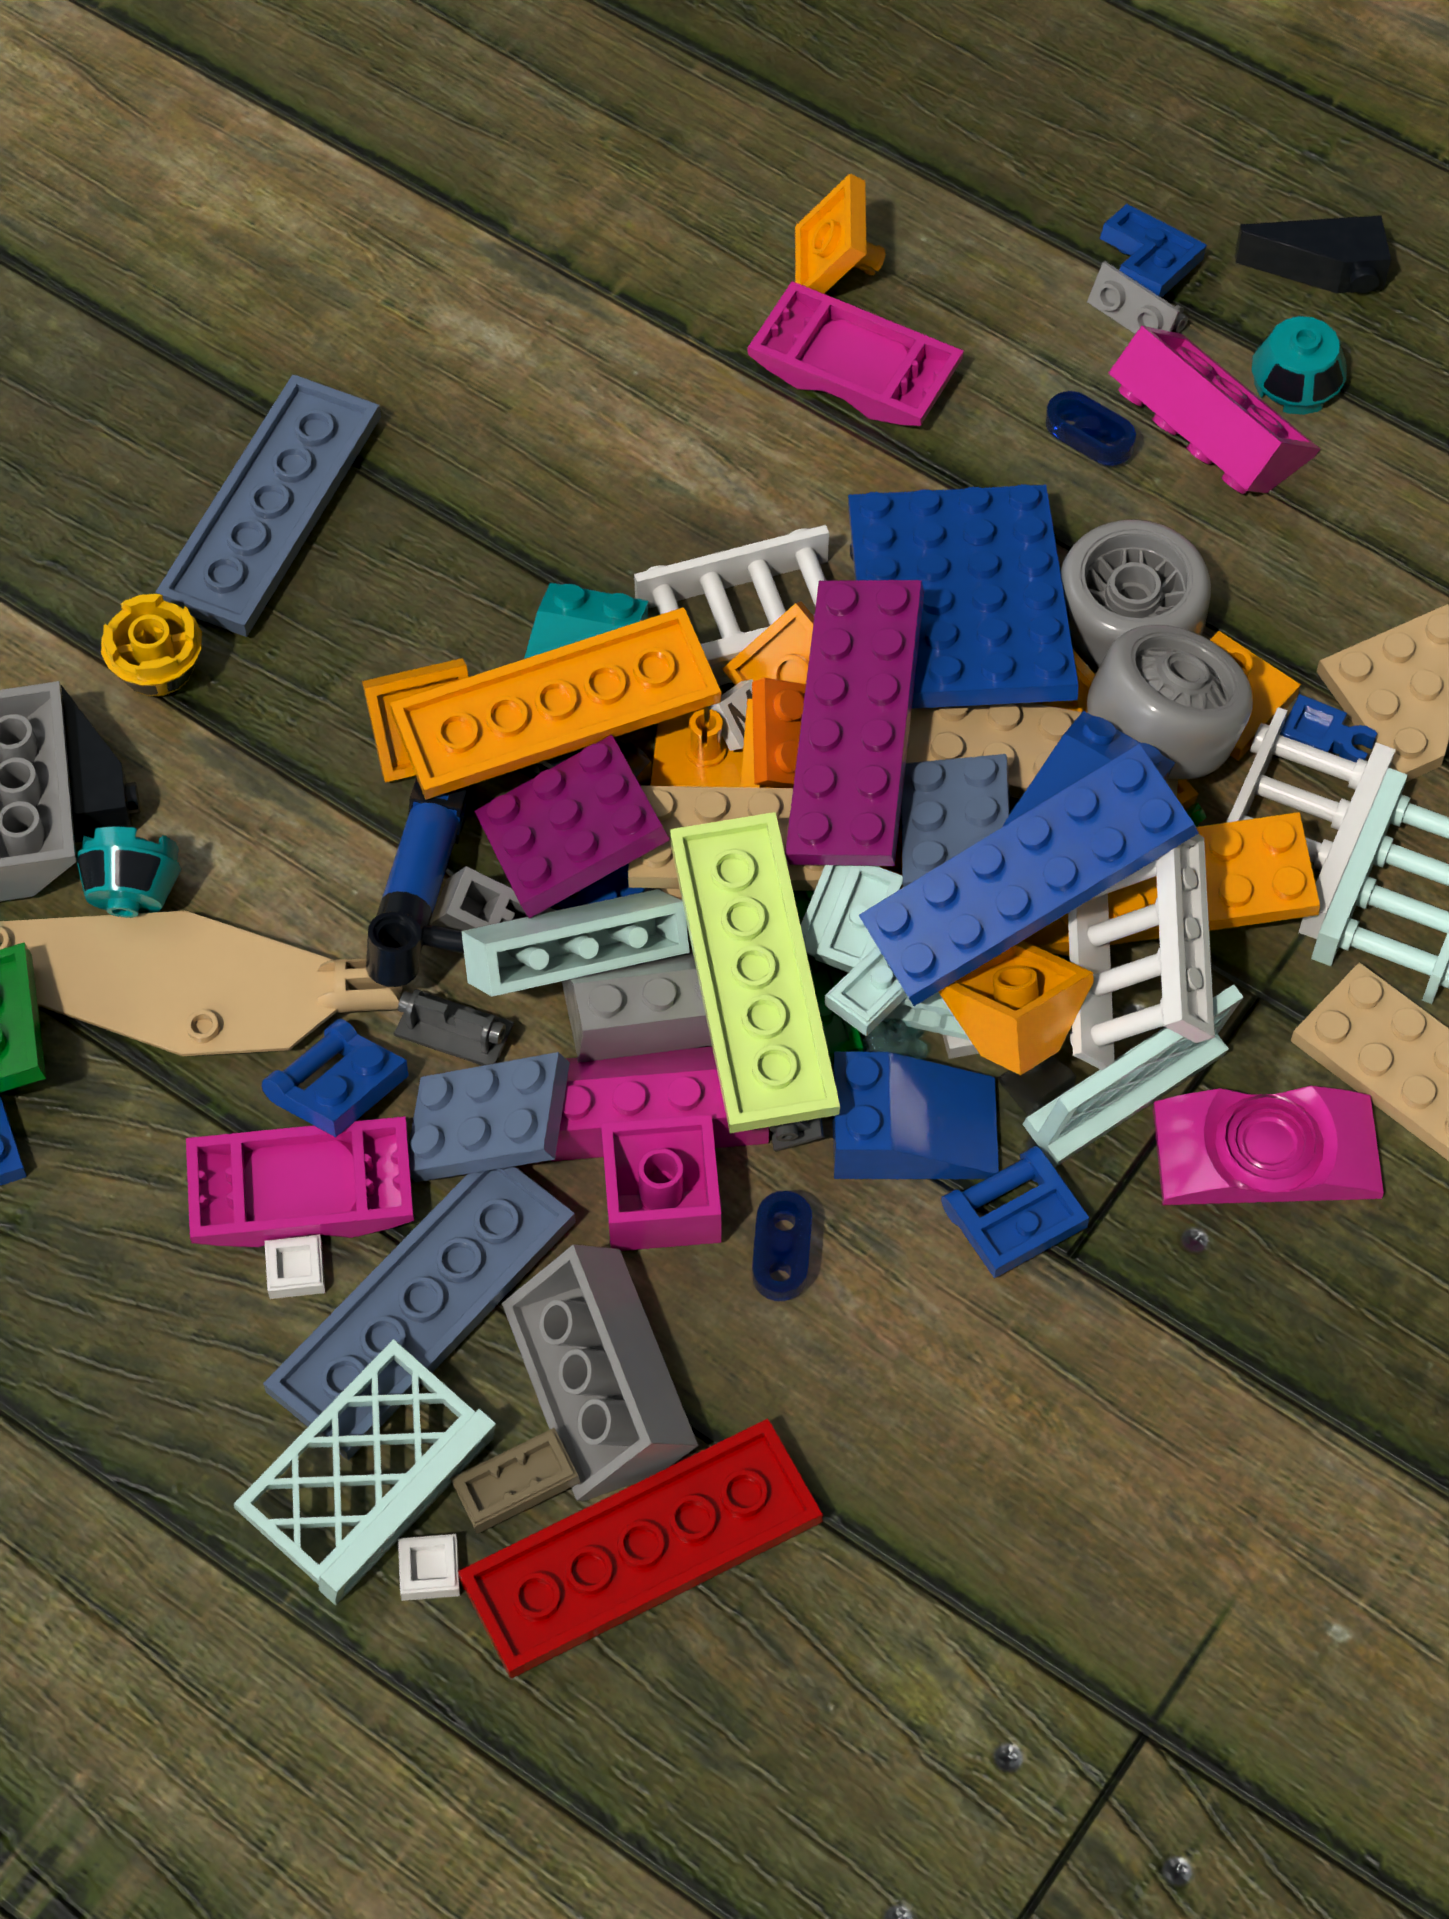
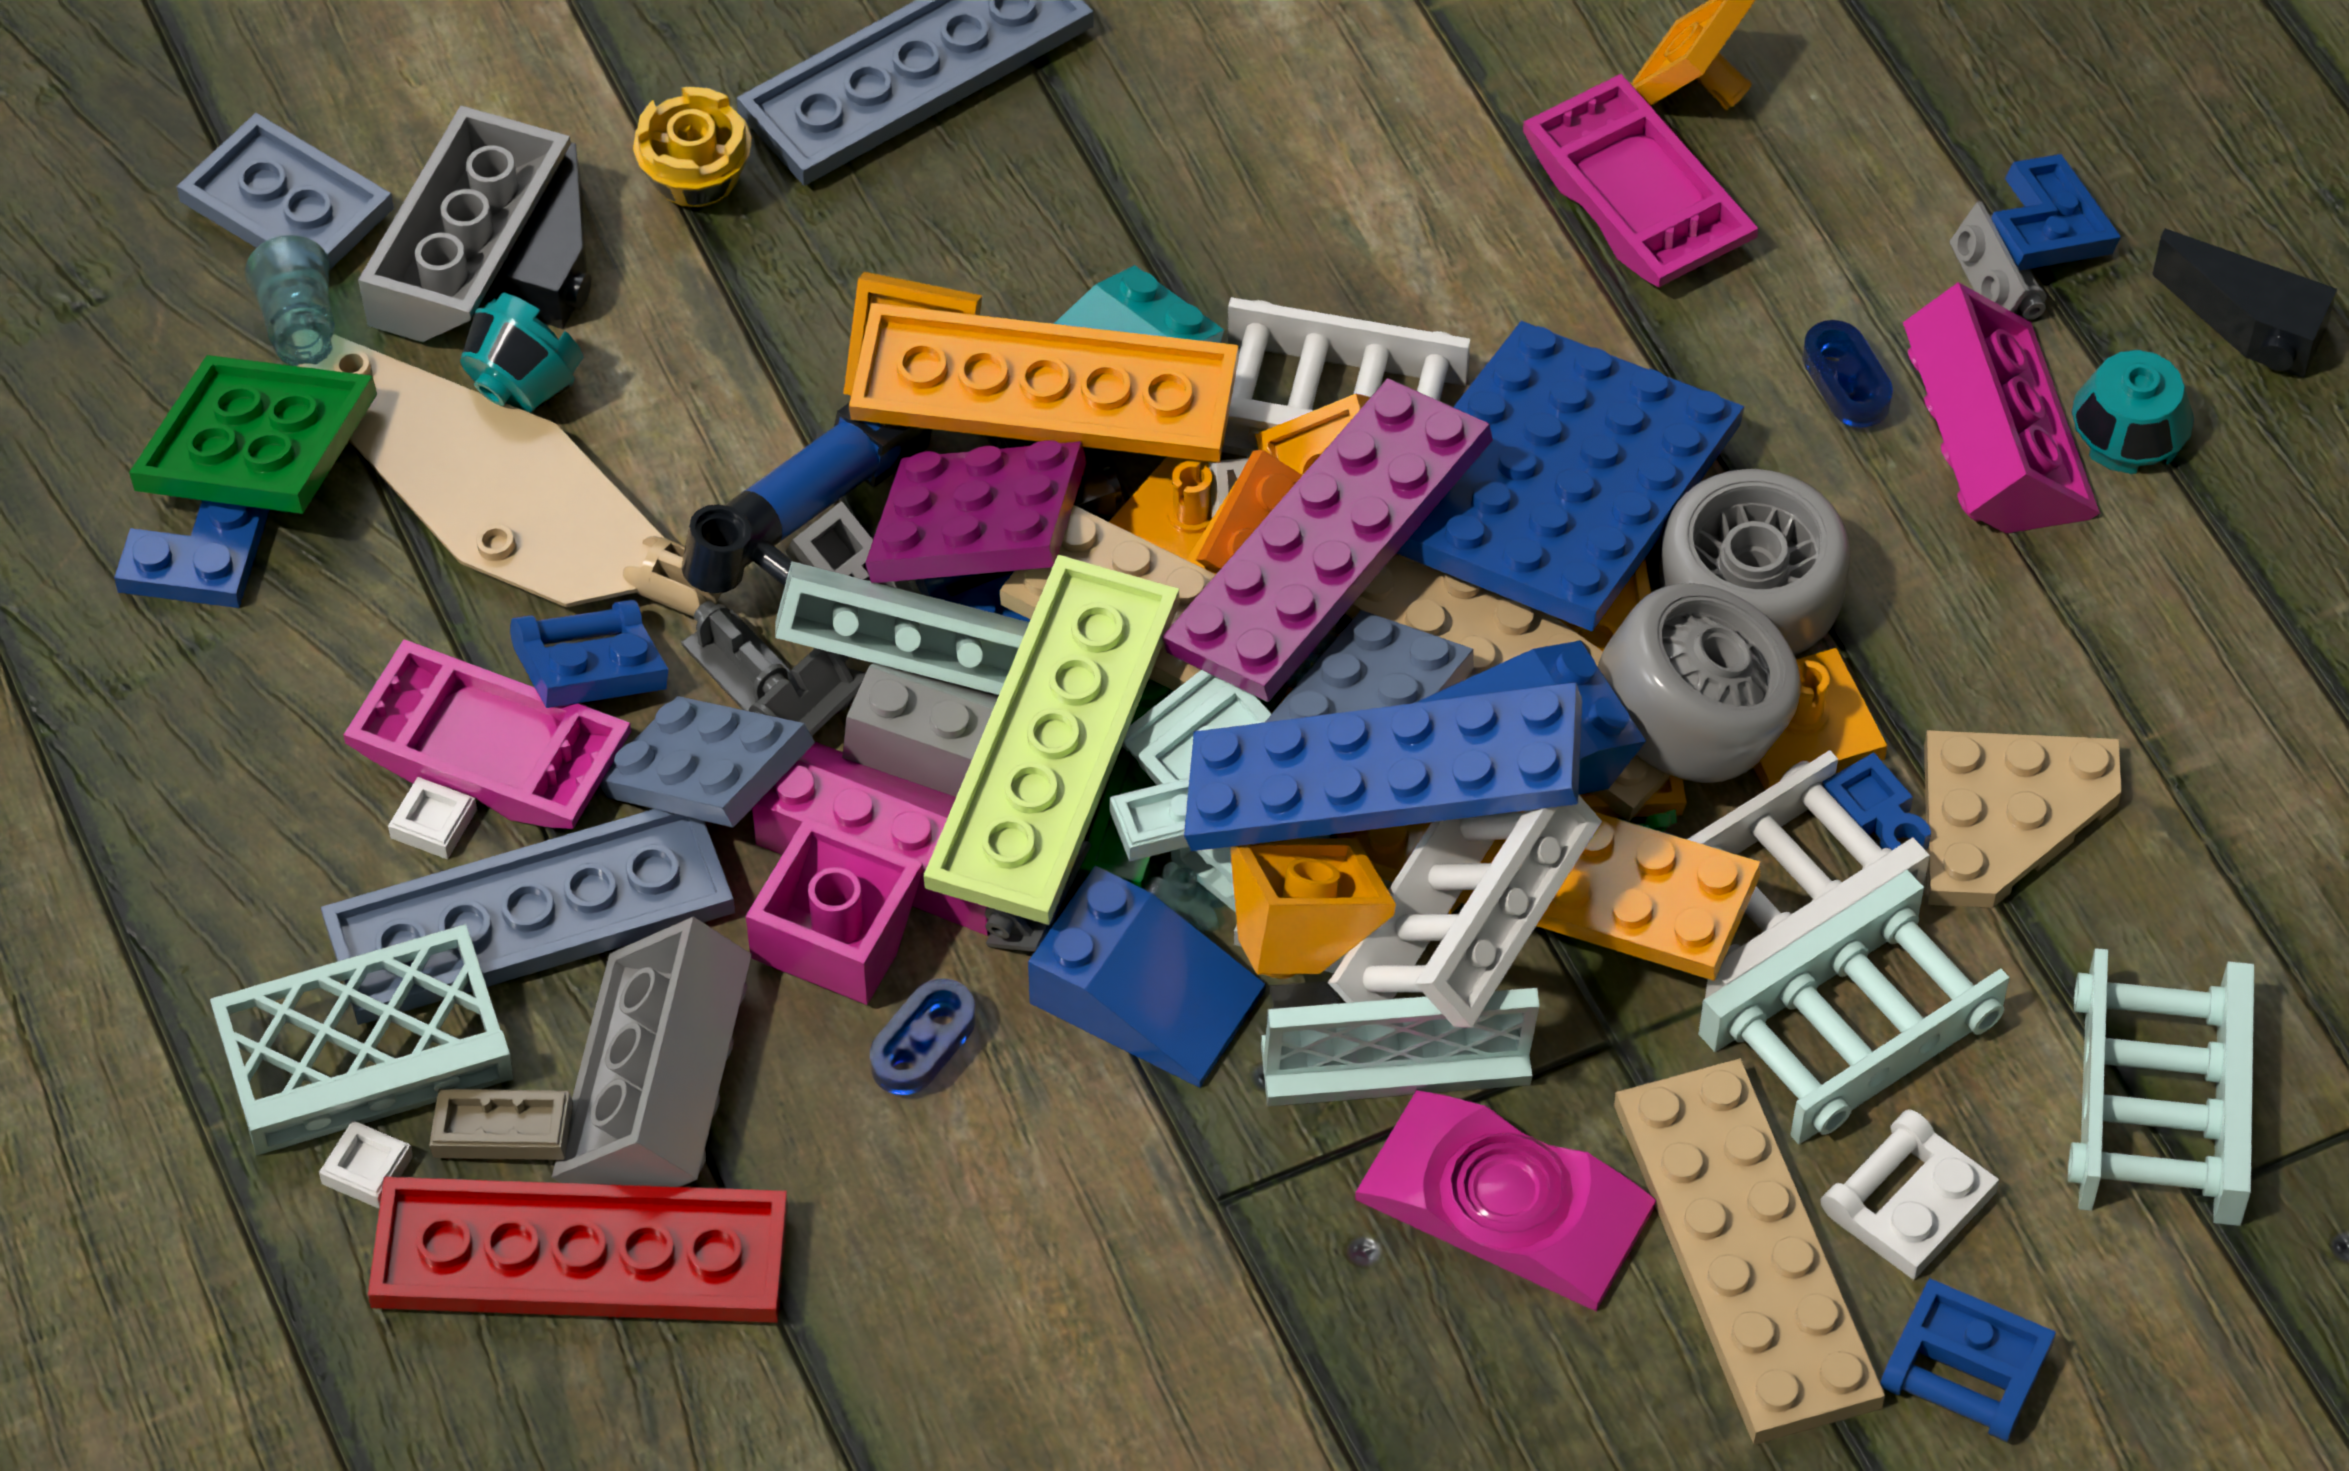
camera: 30 degrees right, 5 degrees down
(533, 1019) = (824, 691): none -> dark grey hinge
(1022, 1225) = (1187, 1140): blue plate -> none

